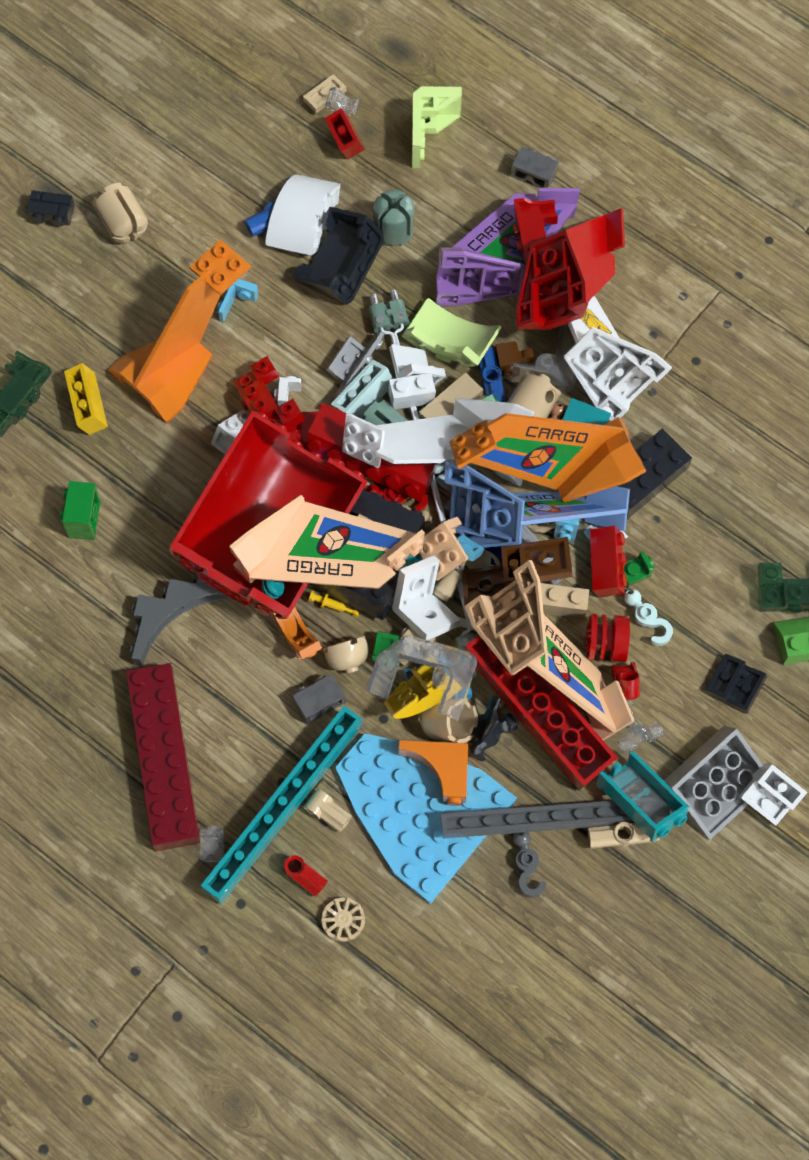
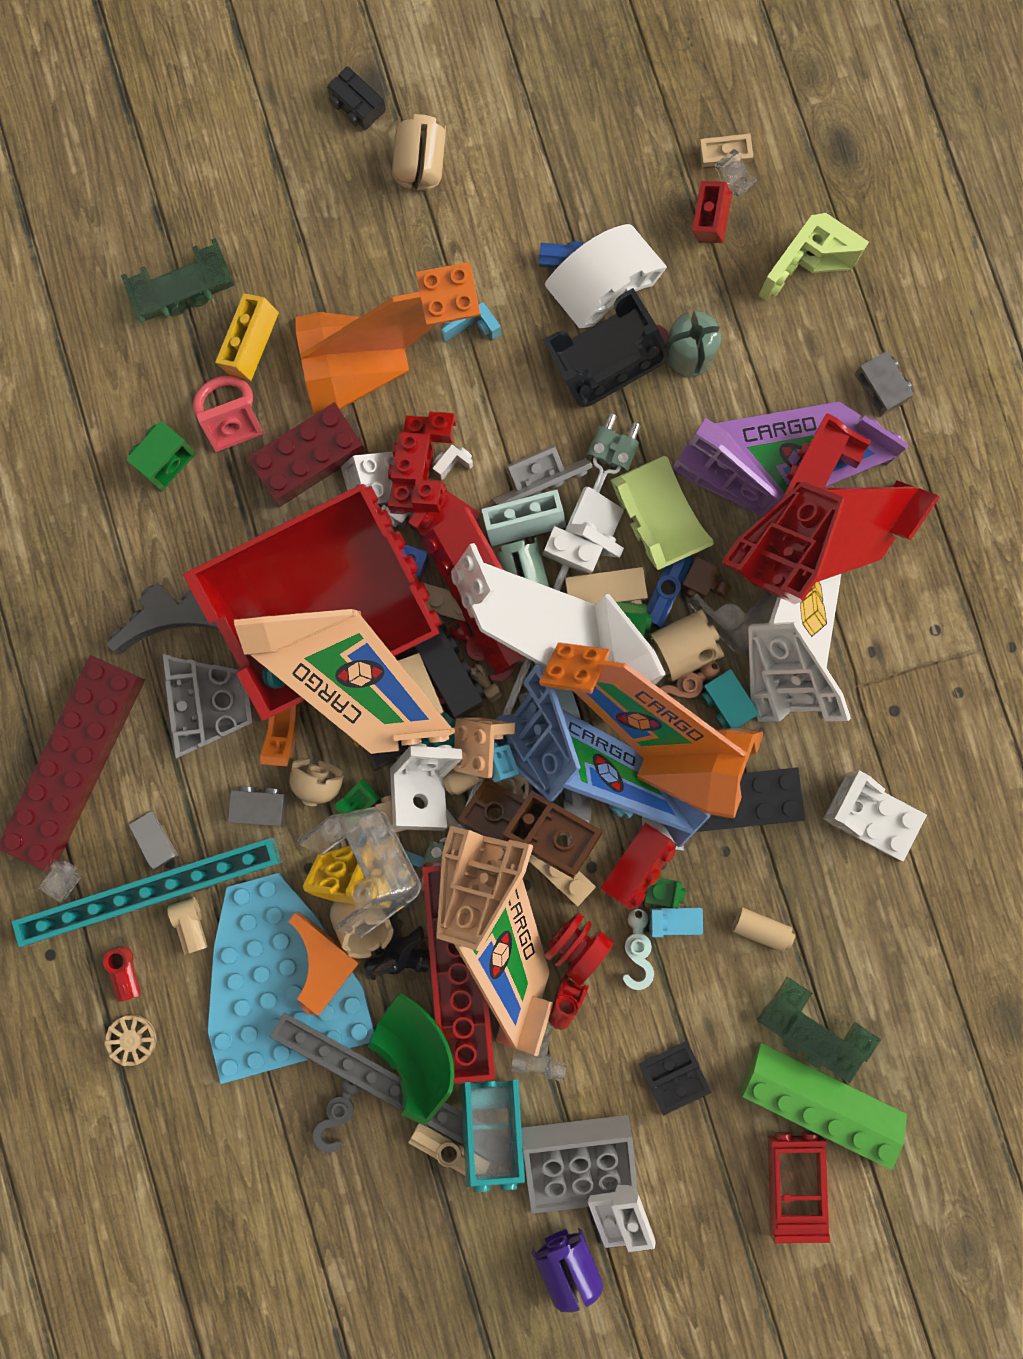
camera: 40 degrees right, 15 degrees up
(112, 461) = (229, 422): none -> coral tile
(182, 448) = (306, 454): none -> dark red brick
(227, 654) = (202, 703): none -> light grey wedge
(259, 772) = (153, 841): none -> light grey slope
(555, 775) = (421, 1055): none -> green panel
(657, 582) = (675, 921): none -> medium azure bracket
(719, 548) = (763, 930): none -> tan brick
(732, 432) = (874, 816): none -> white bracket
(764, 852) = (556, 1277): none -> dark purple cylinder

